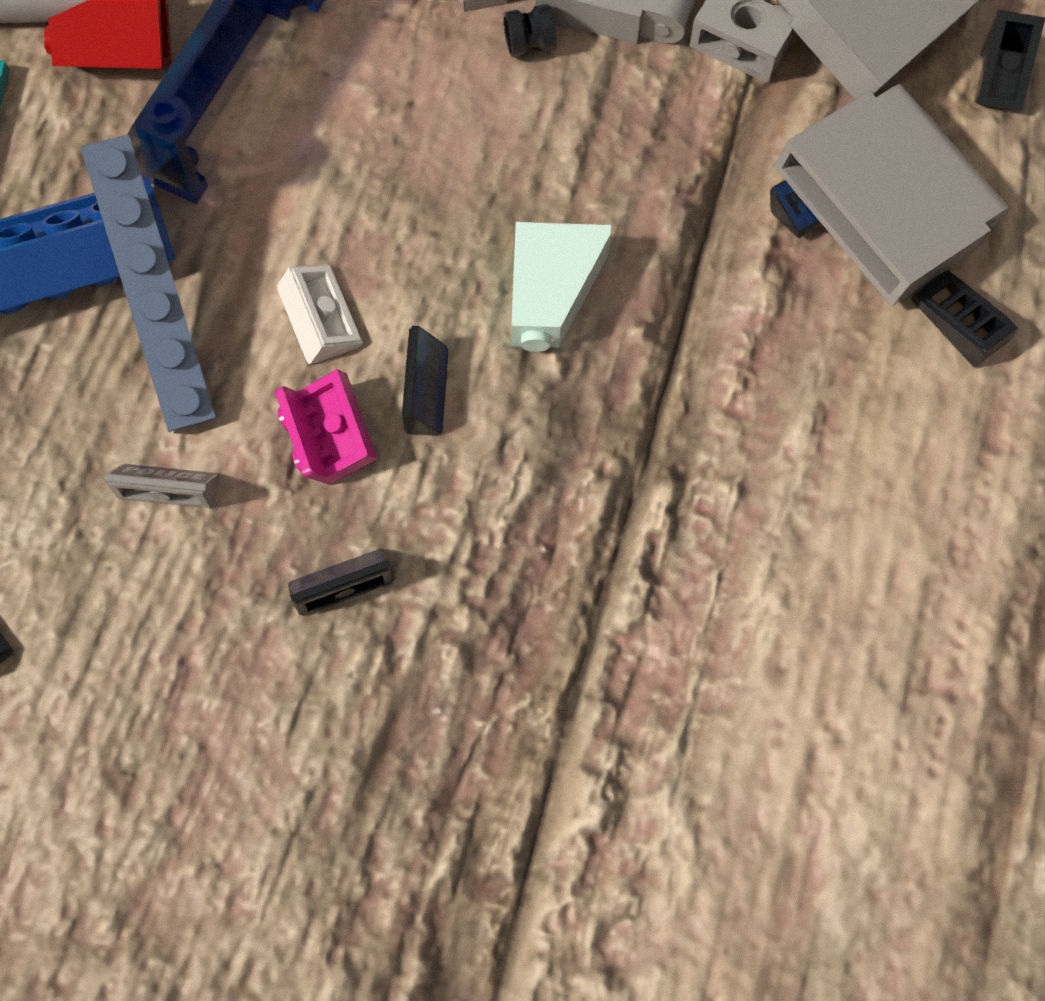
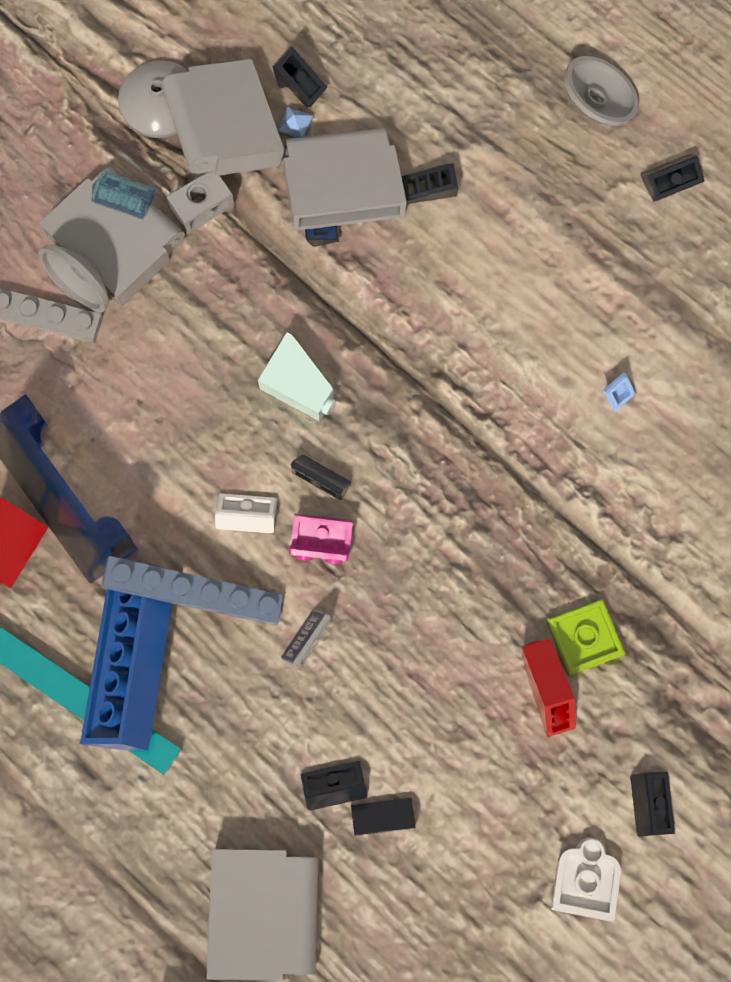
camera: 60 degrees left, 5 degrees up
(249, 881) = (549, 687): none -> red slope
(340, 582) = (408, 571): black slope -> none
(367, 906) = (585, 637): none -> lime tile
(529, 30) = (134, 313): black wheel -> none
(803, 760) = (619, 392): none -> light blue slope
(940, 97) = (294, 123): none -> light blue slope

